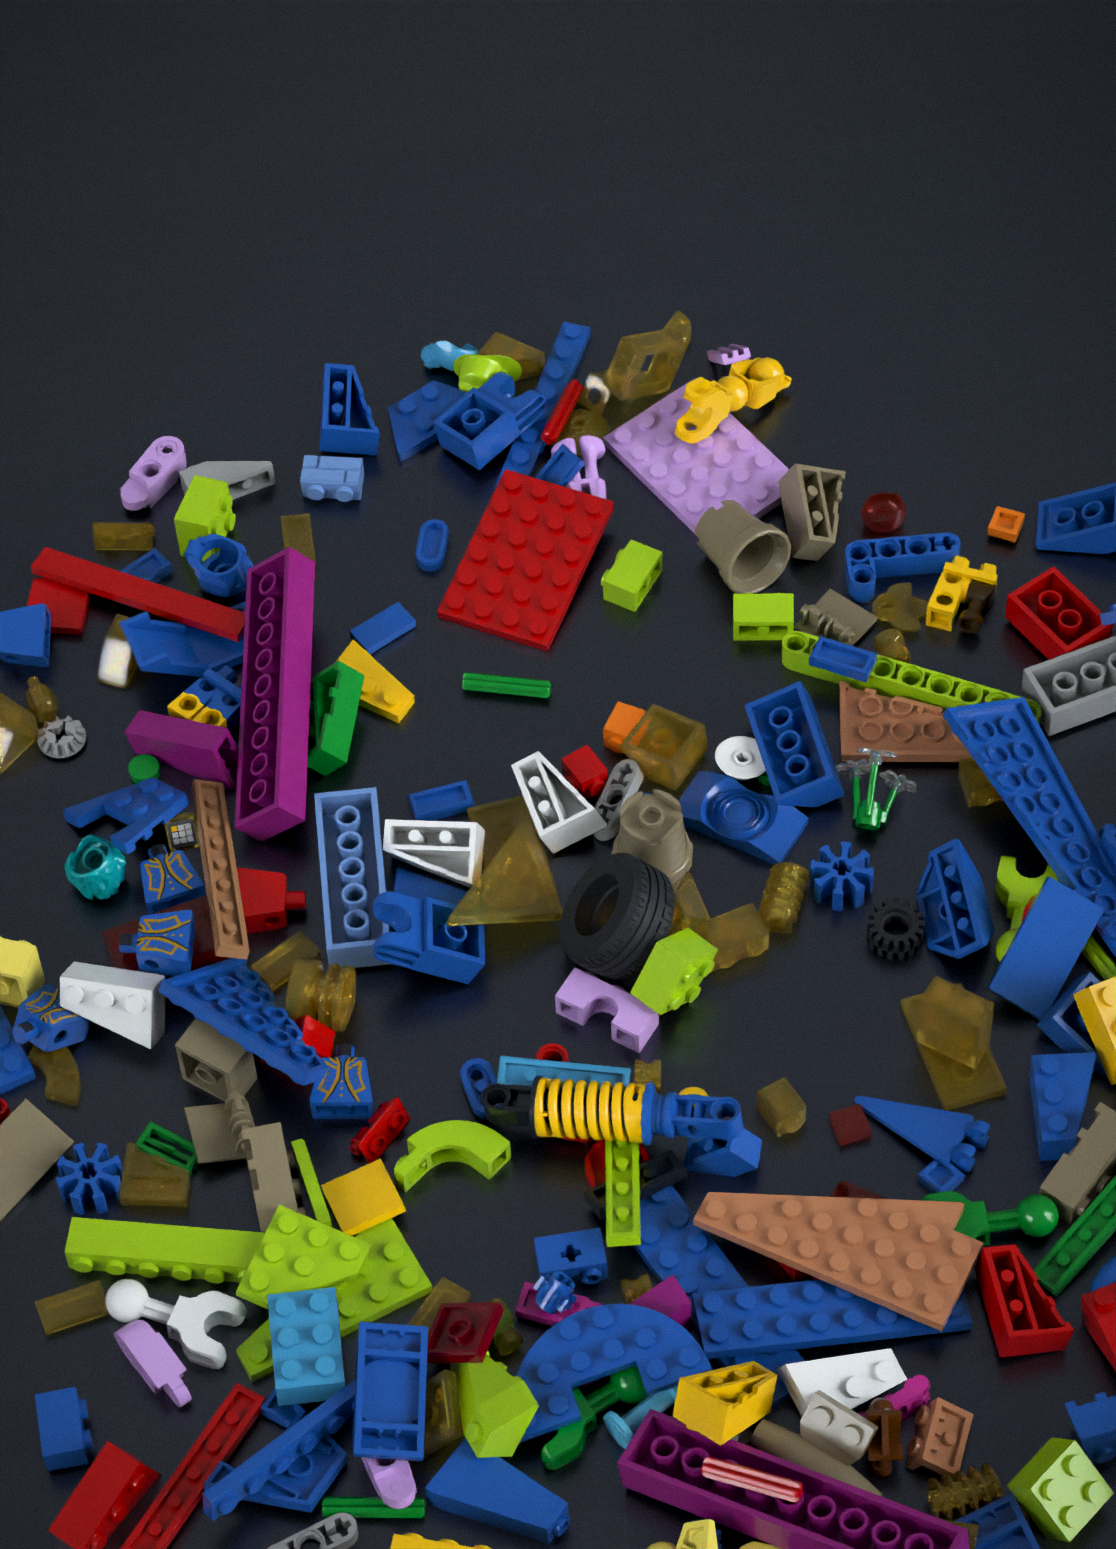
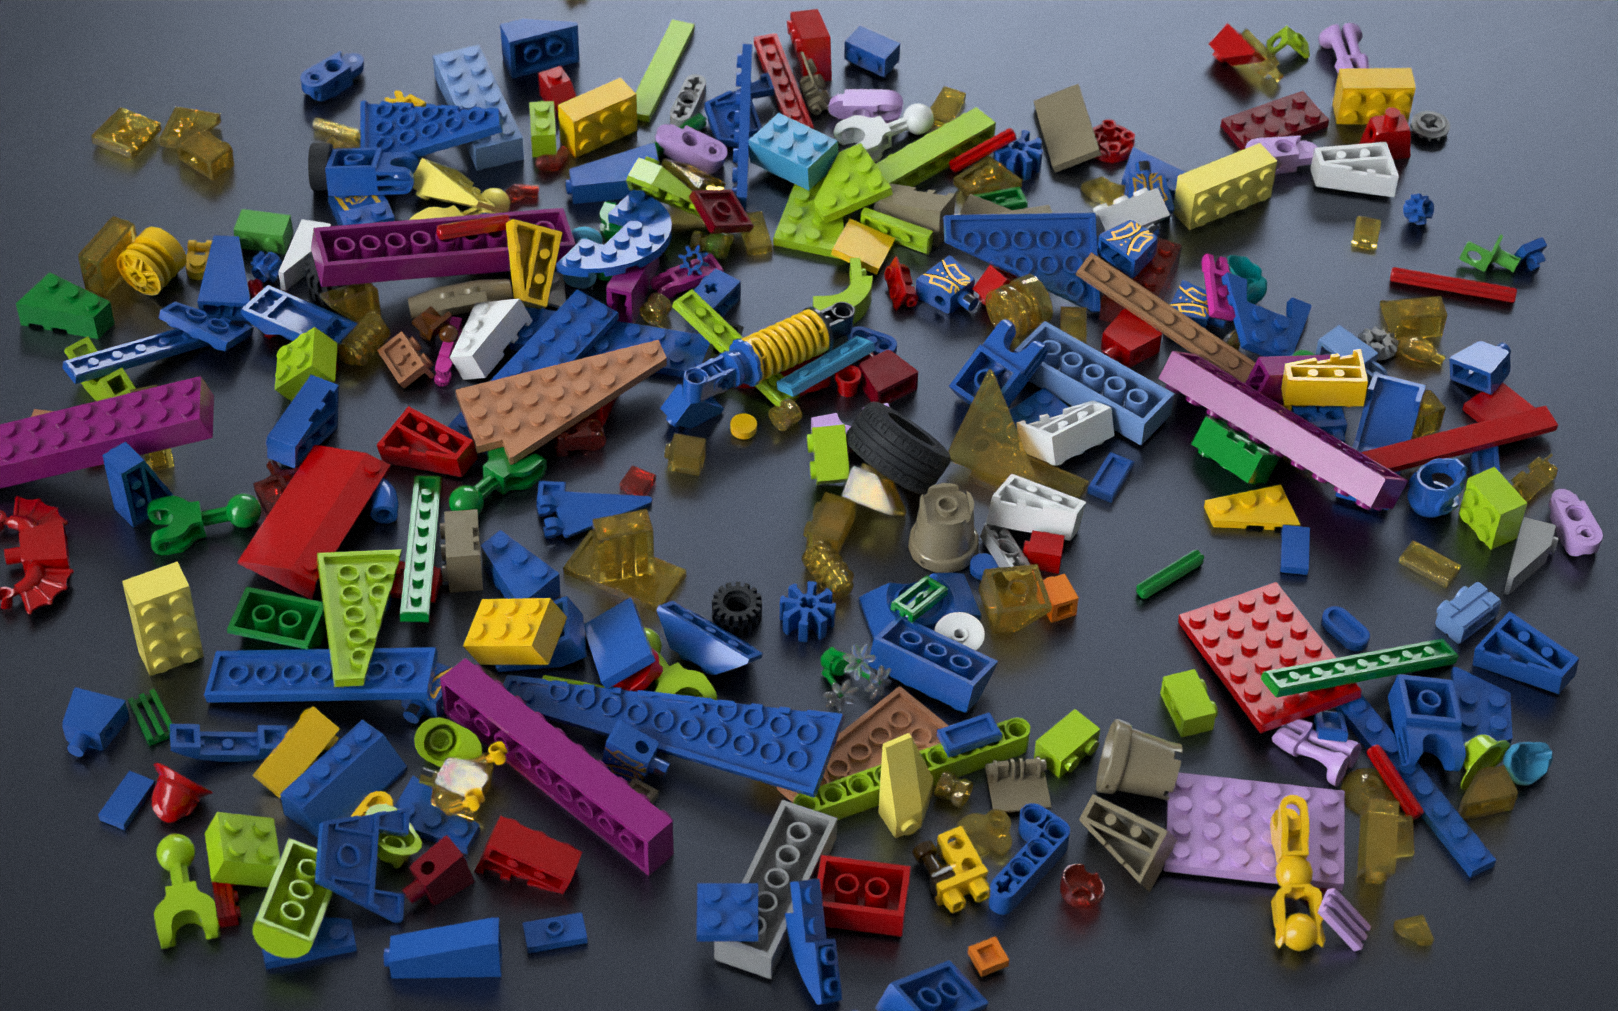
camera: 130 degrees right, 5 degrees down
(105, 736) = (1343, 343): none -> medium blue brick
(121, 866) = (1215, 290): none -> dark pink hinge
(121, 1195) = (982, 150): none -> red axle
(183, 690) = (1326, 382): none -> yellow wedge
(185, 1425) = (812, 88): none -> dark tan hinge
(390, 1391) = (718, 153): blue slope -> none
(486, 480) = (1359, 667): none -> green tile
(516, 1033) = (887, 377): none -> dark red torso
(745, 804) = (922, 602): none -> green tile
(945, 643) = (904, 786): none -> light yellow wedge

